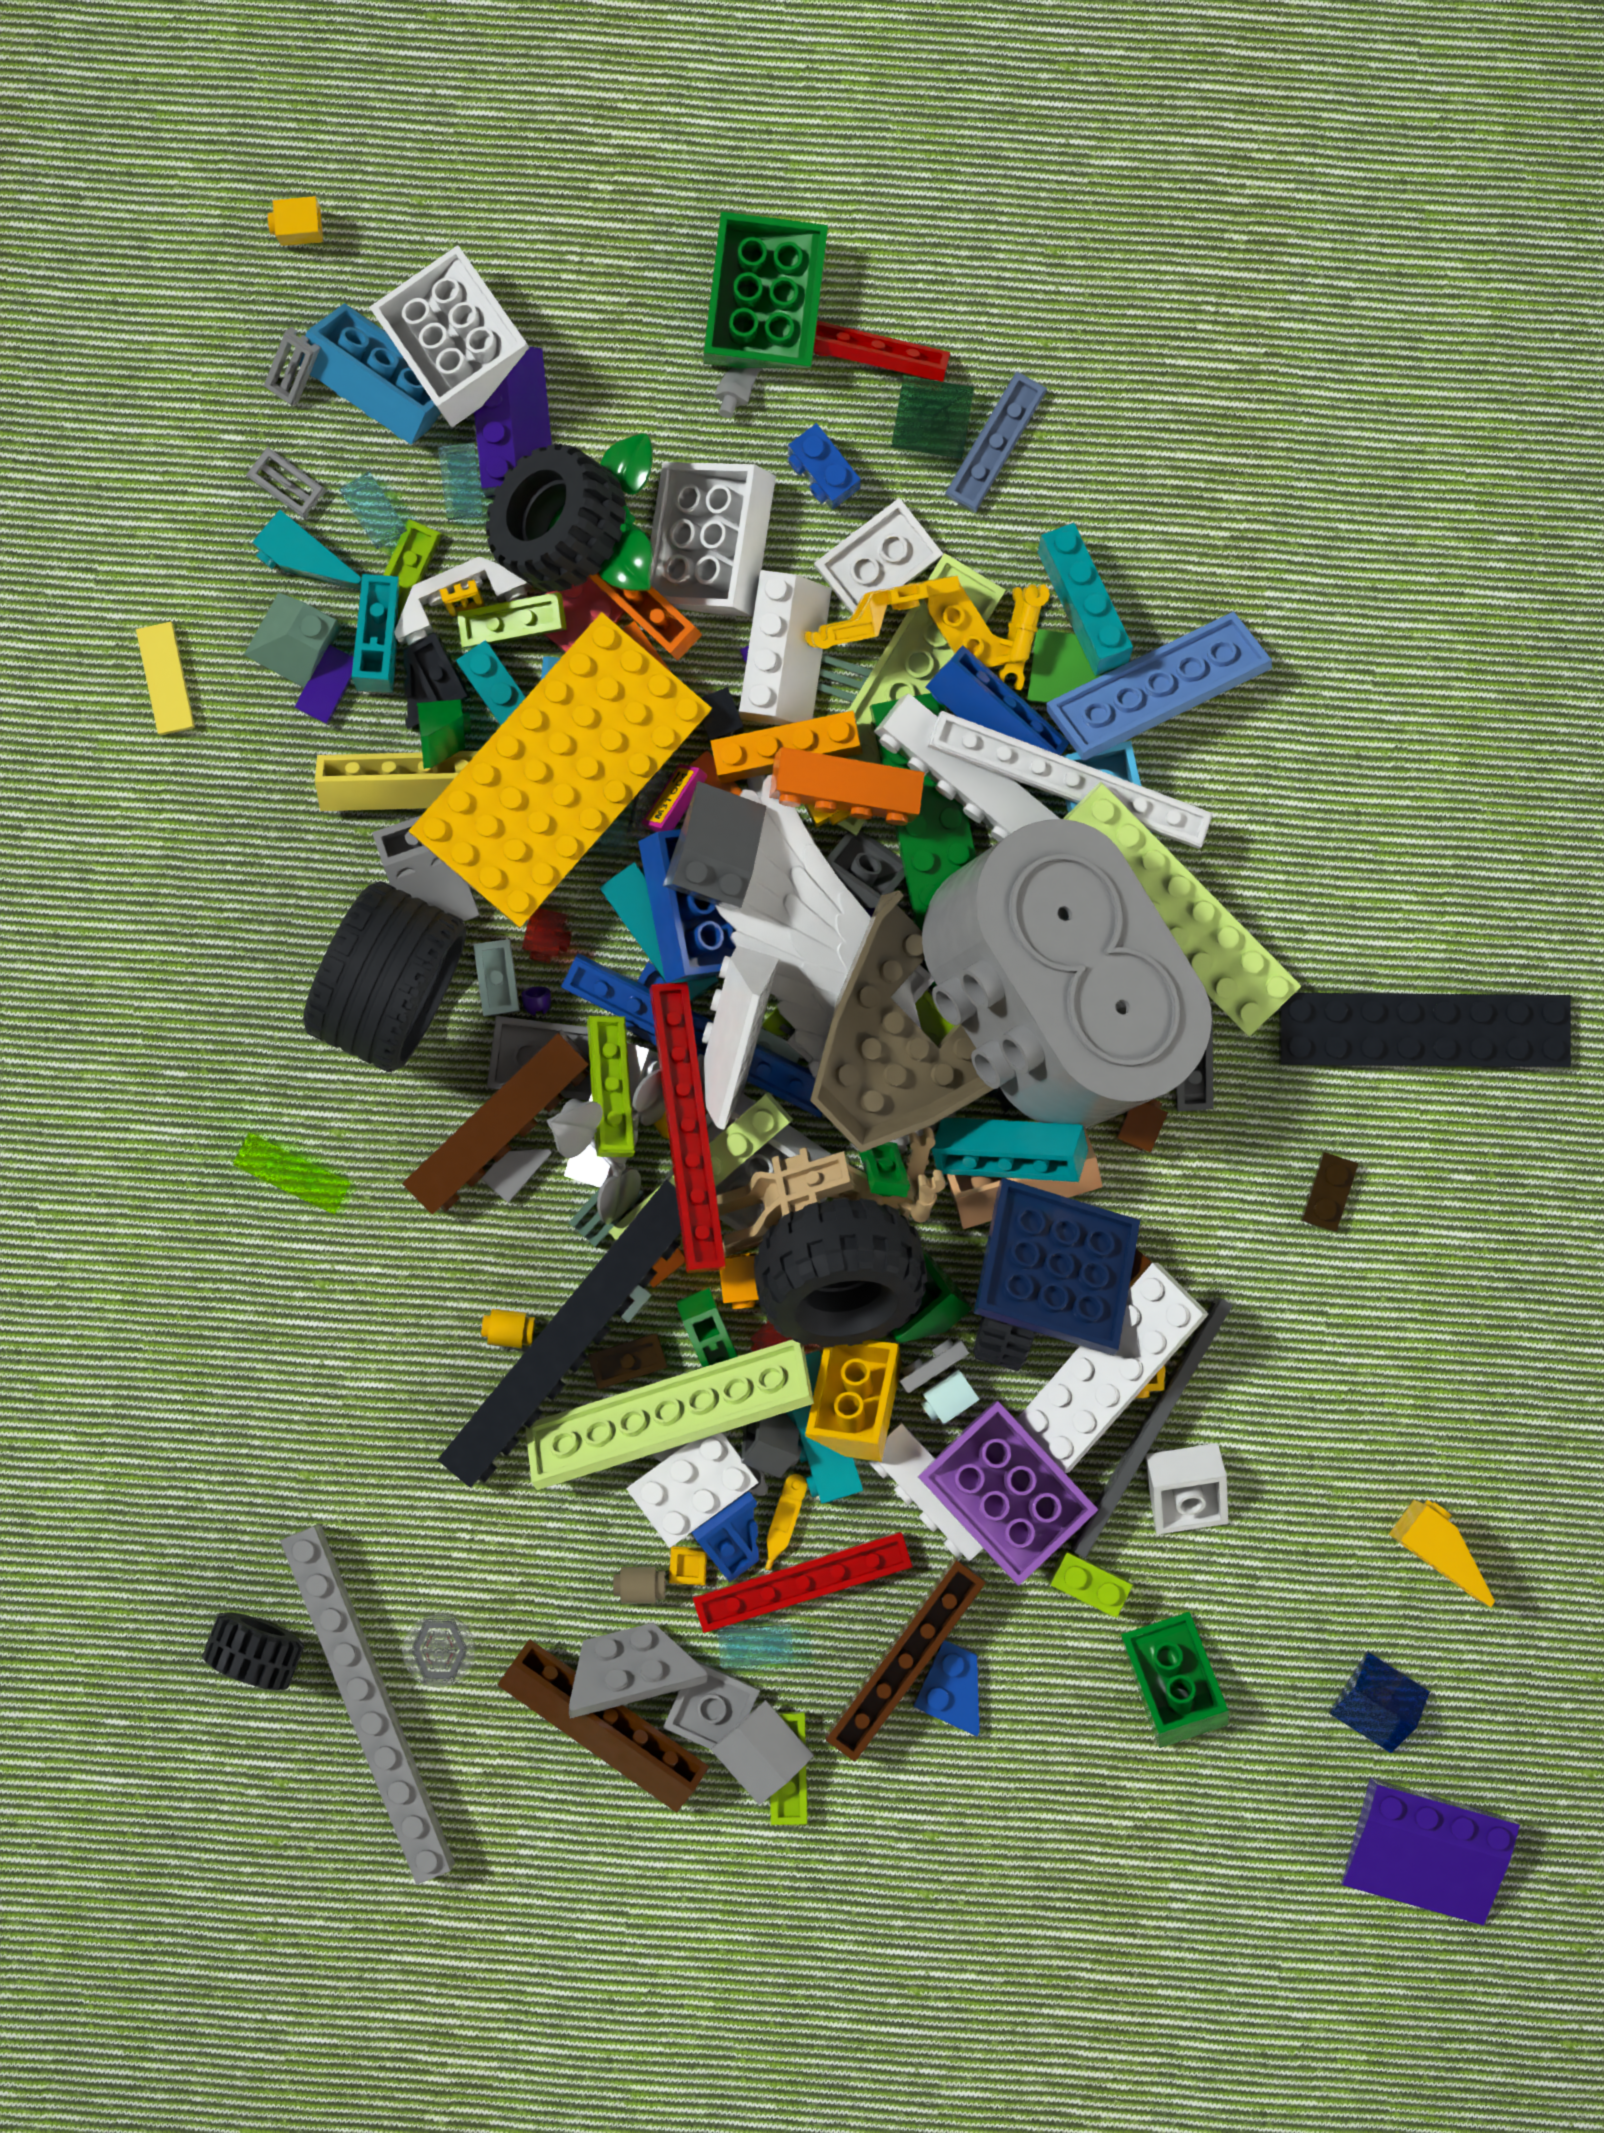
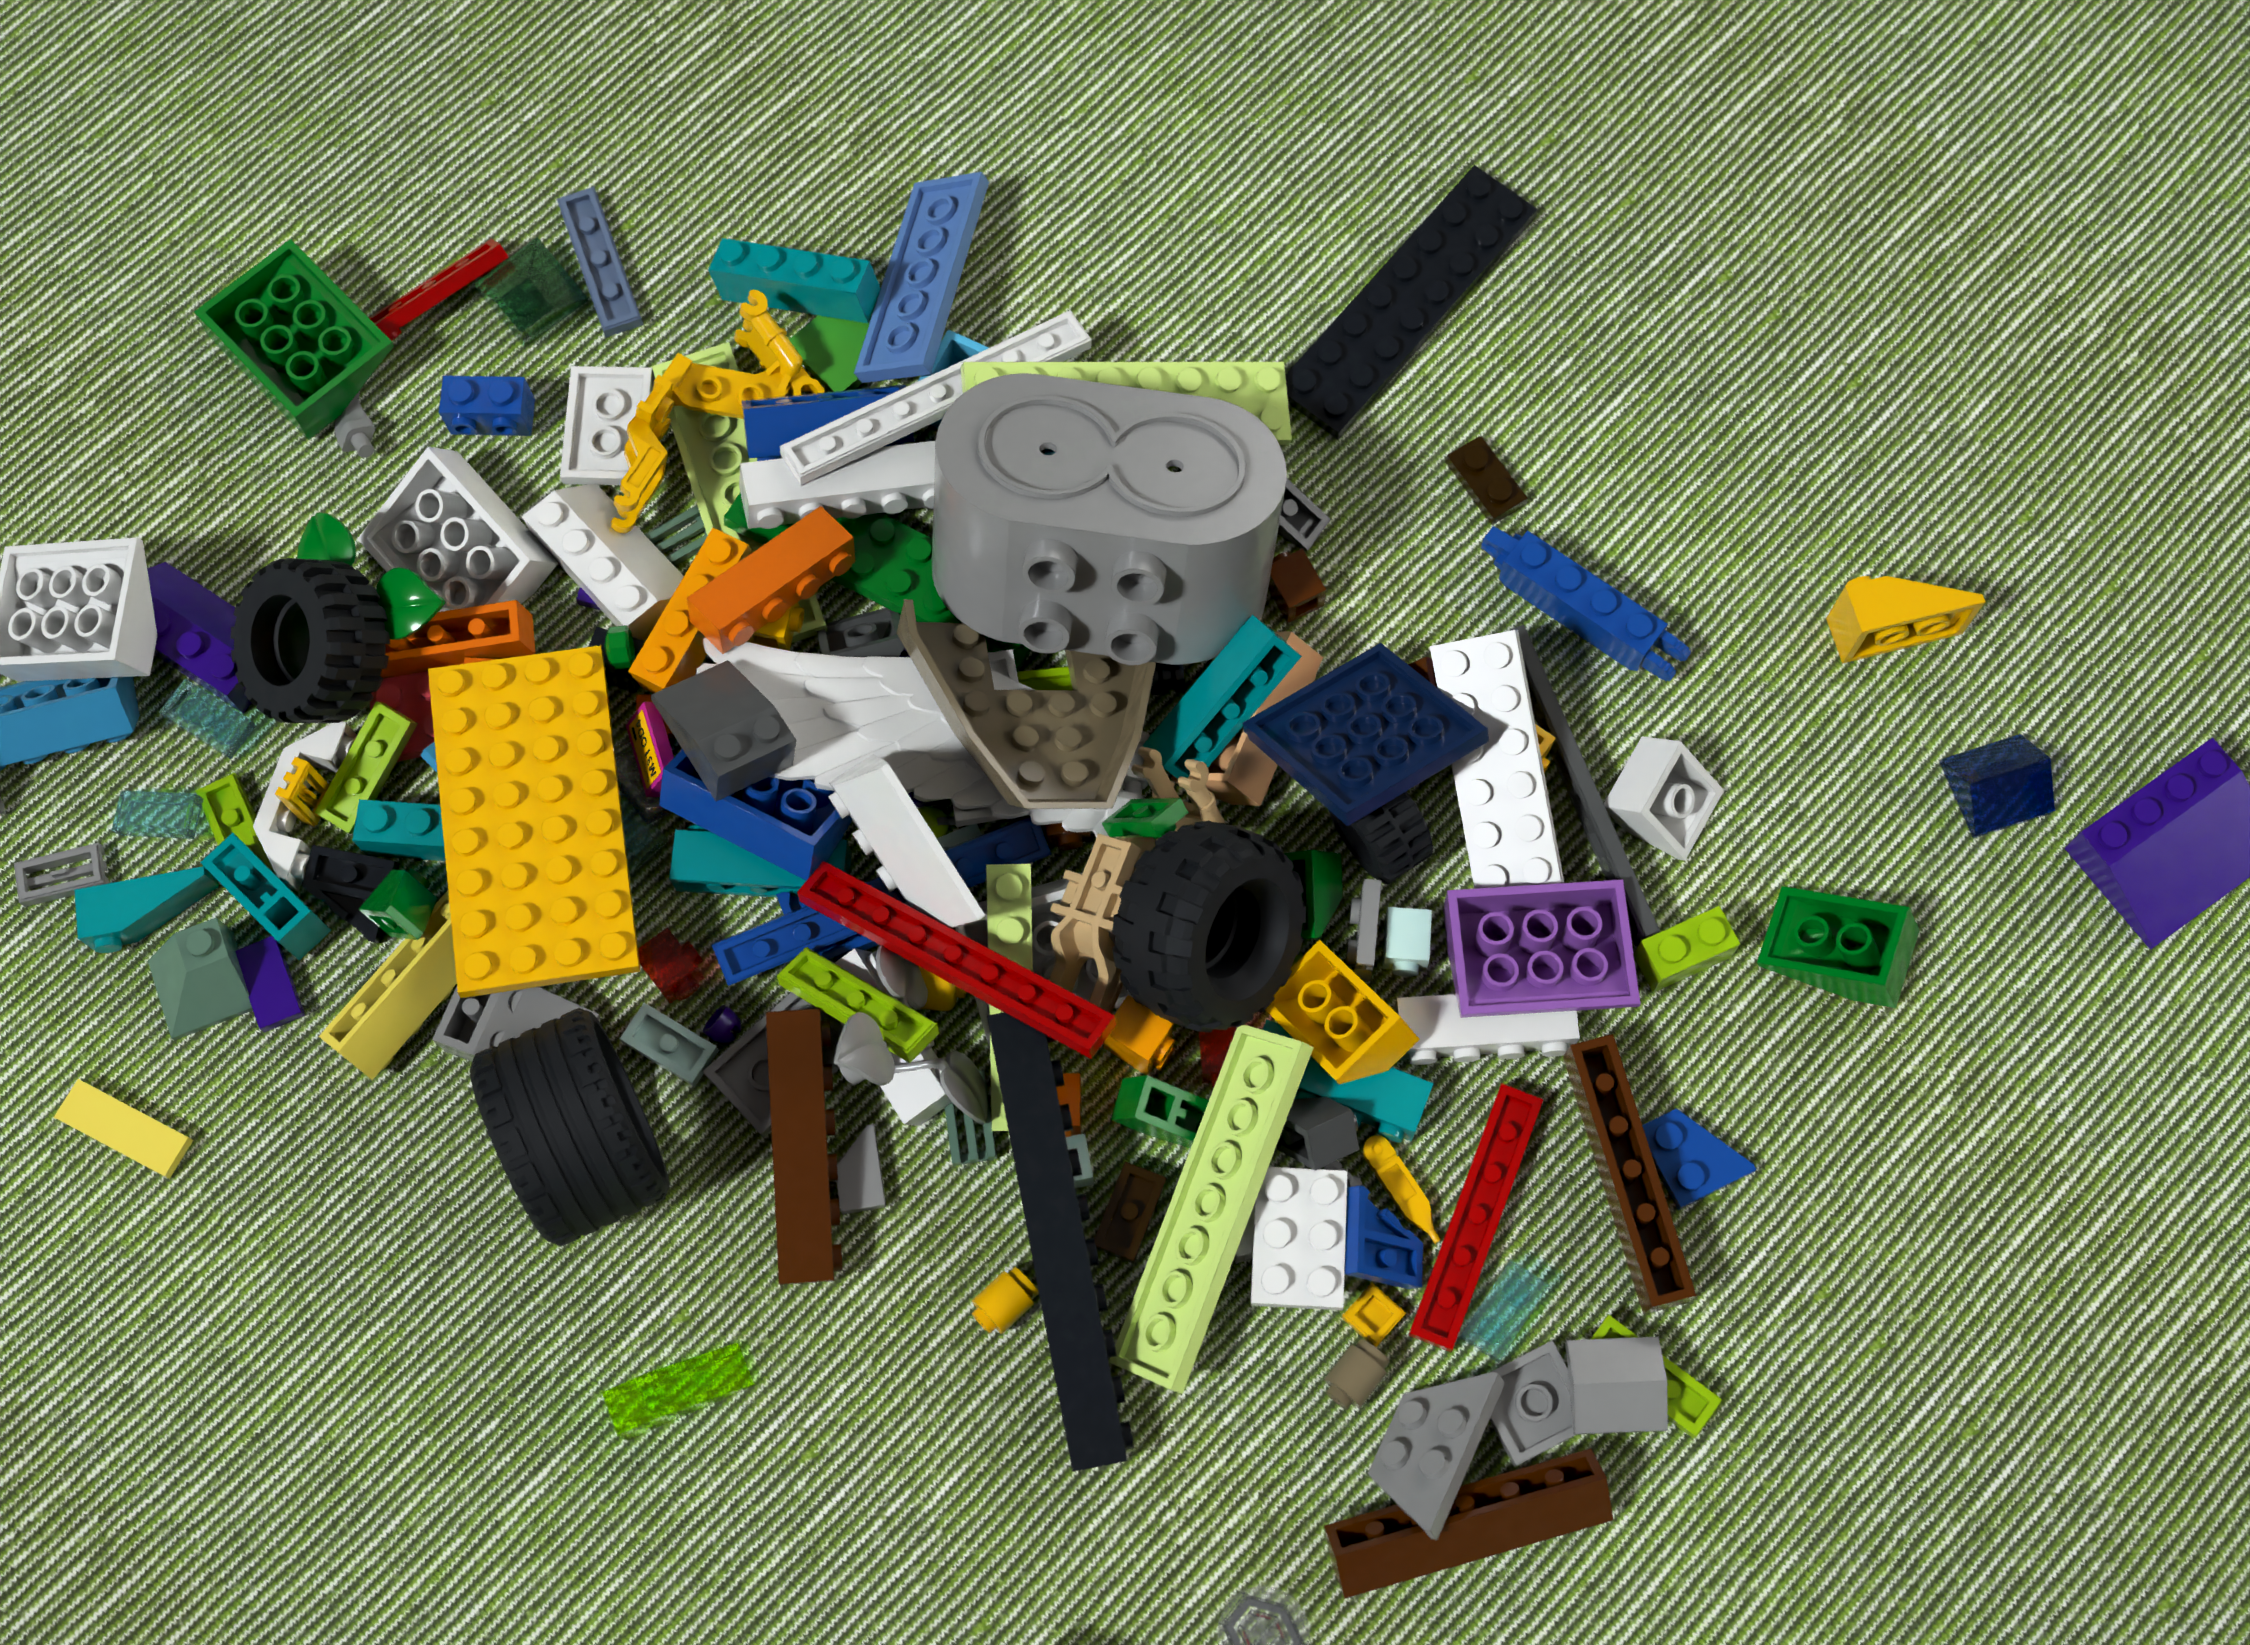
camera: 50 degrees left, 15 degrees down
(722, 719) = (620, 647): none -> green tile
(1285, 1329) = (1583, 603): none -> blue hinge

